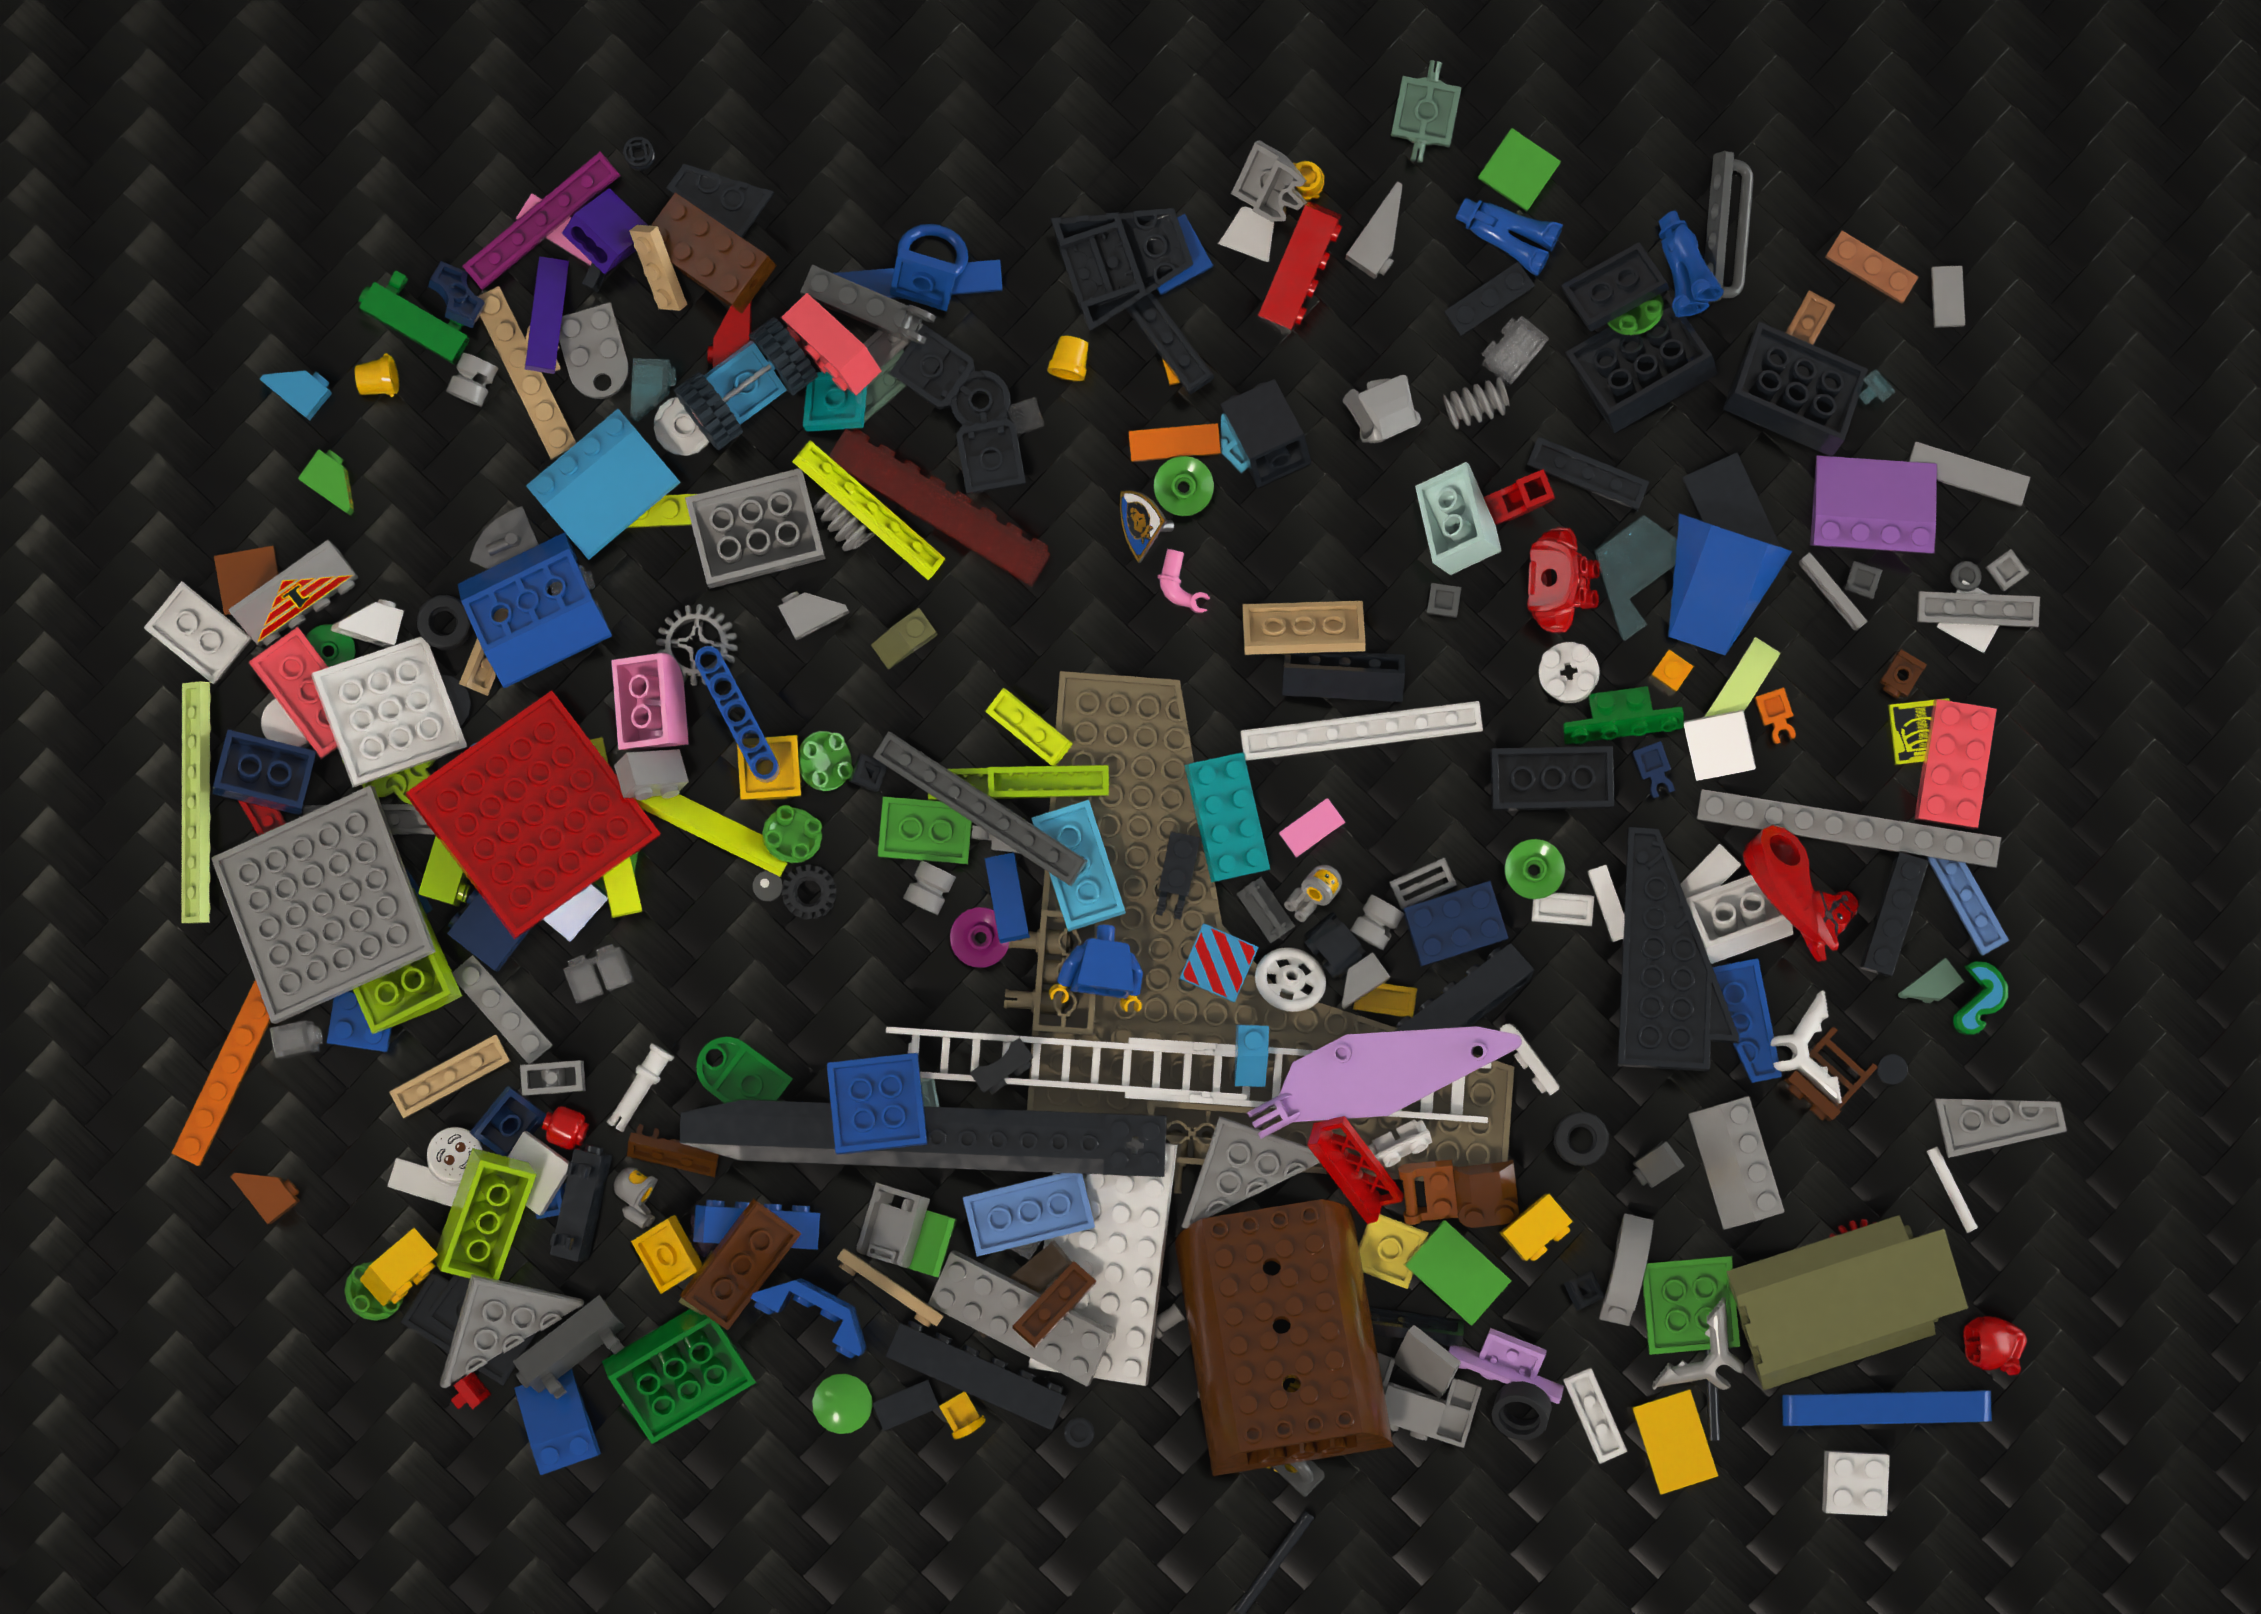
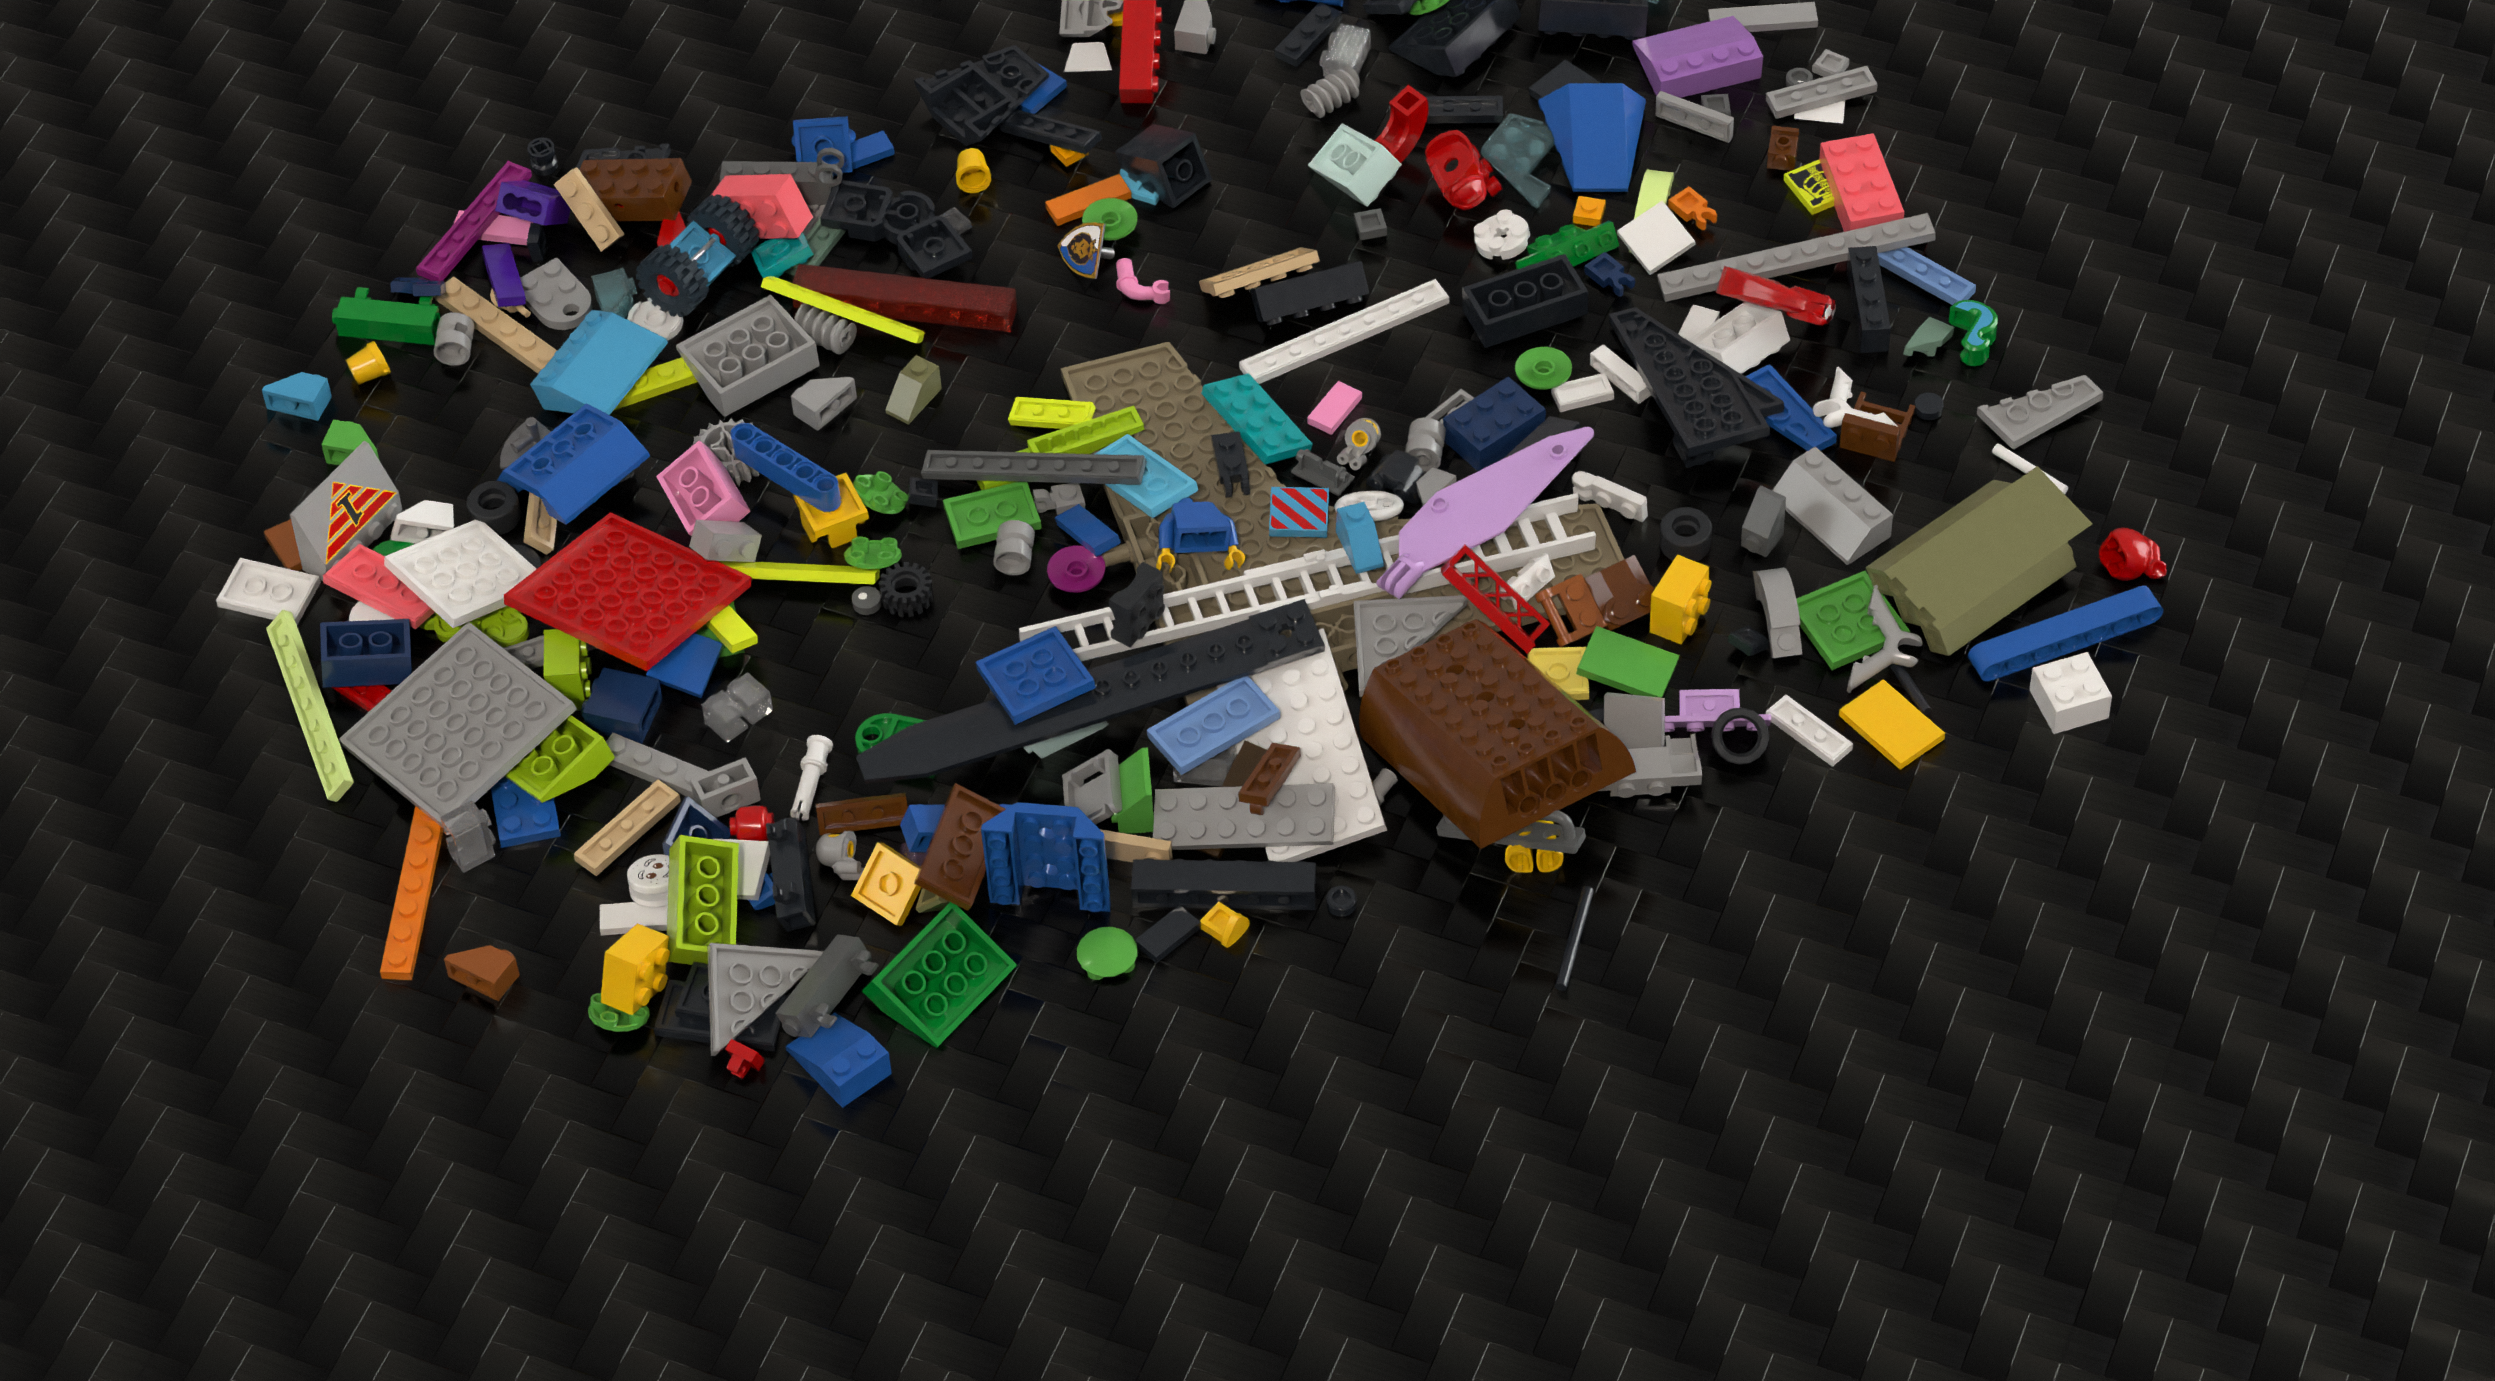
camera: 20 degrees left, 35 degrees down
(1383, 409) = (1259, 114): light grey piece -> none

